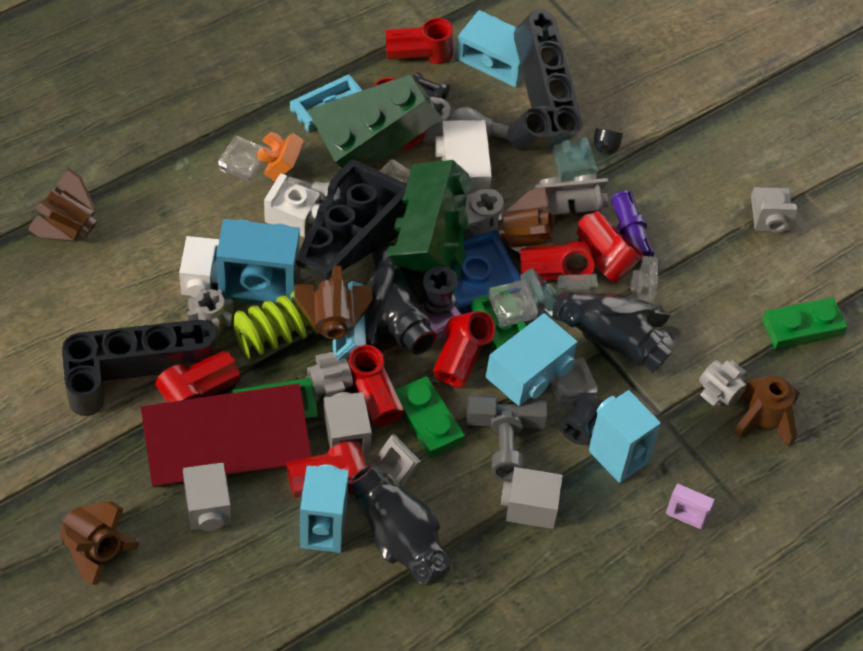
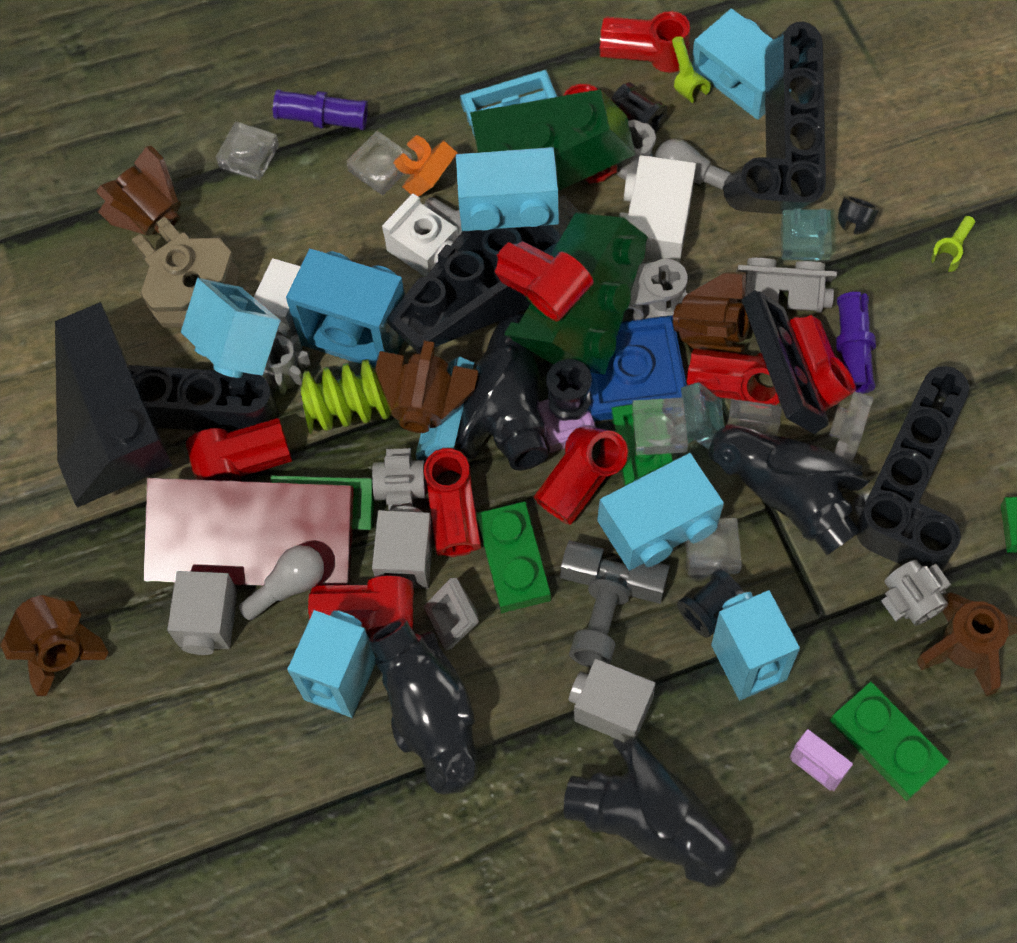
camera: 25 degrees right, 10 degrees up
(91, 364) = (101, 415): none -> black wedge
(117, 261) = (176, 269): none -> dark tan hinge
(133, 166) = (247, 150): none -> clear plate
(171, 289) = (229, 328): none -> medium azure brick
(184, 127) = (320, 109): none -> dark purple pin
(272, 453) = (294, 573): none -> light grey piece
(357, 156) = (507, 189): none -> medium azure brick
(413, 210) = (547, 281): none -> red piece
(457, 65) = (687, 78): none -> lime hand
(584, 564) = (654, 815): none -> black animal
(590, 242) = (785, 362): none -> black tile
(680, 150) = (954, 244): none -> lime hand
(696, 295) = (917, 462): none -> black beam
(731, 487) = (889, 741): none -> green plate

